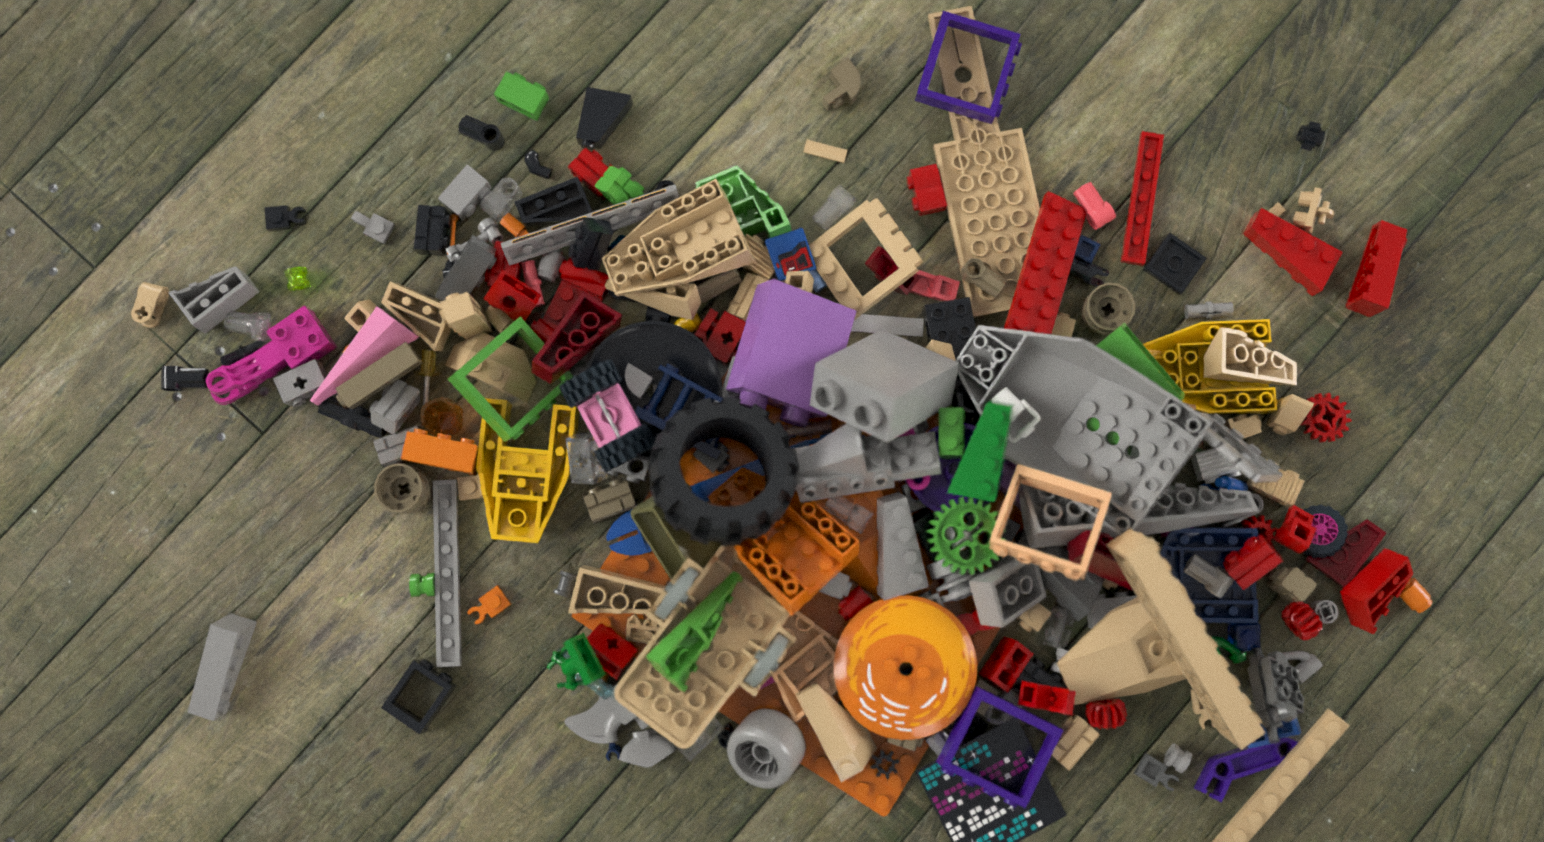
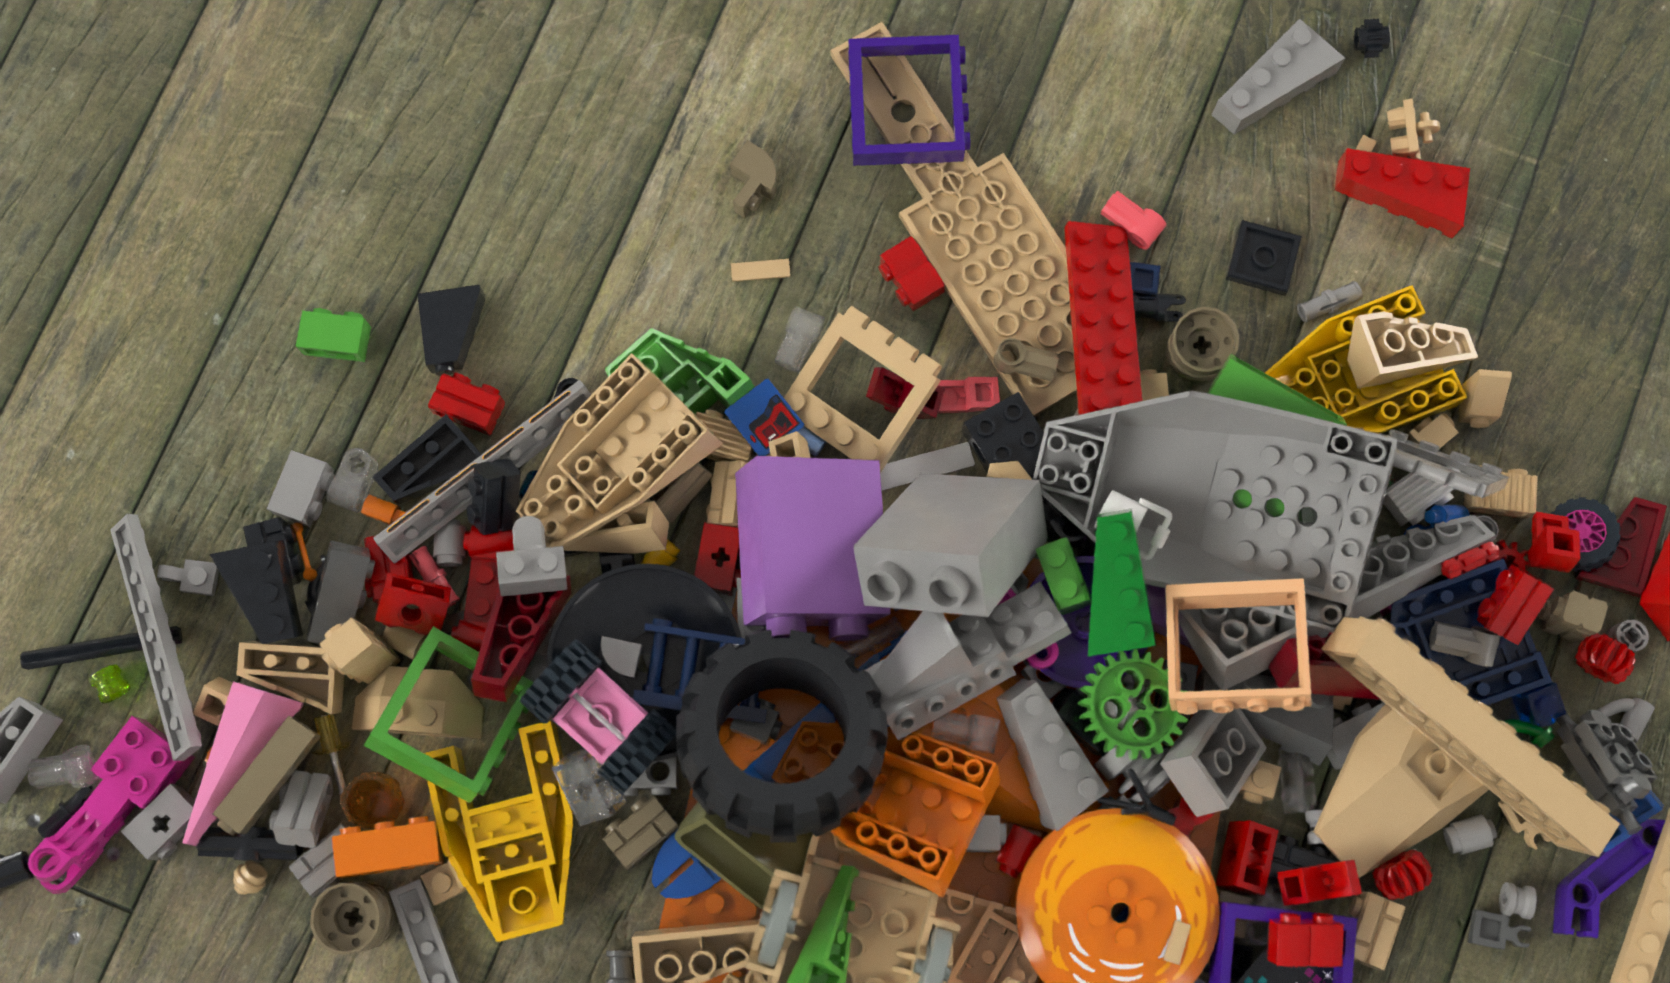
camera: 20 degrees left, 5 degrees down
(281, 217) = (60, 608): black plate -> none
(299, 252) = (87, 650): none -> black axle
(337, 258) = (156, 638): none -> light grey plate
(346, 438) = (249, 878): none -> tan plate
(417, 251) = (263, 588): none -> black wedge
(481, 132) = (295, 402): black piece -> none
(489, 232) = (351, 530): light grey brick -> none
(534, 167) = (382, 422): black arm -> none
(598, 298) = (531, 564): none -> light grey brick
(617, 185) = (504, 408): bright green brick -> none
(707, 325) = (688, 549): red plate -> none
(936, 701) = (1177, 942): none -> tan piece
(950, 608) = (1135, 809): none -> black plant
(1022, 732) = (1305, 941): none -> red brick
(1142, 198) = (1191, 189): red plate -> none
(1162, 703) = (1470, 835): none -> light grey brick
(1234, 521) = (1470, 560): none -> red axle
(1237, 139) = (1284, 71): none -> light grey wedge
(1328, 428) = (1539, 398): red gear -> none
(1377, 270) = (1521, 176): red wedge -> none

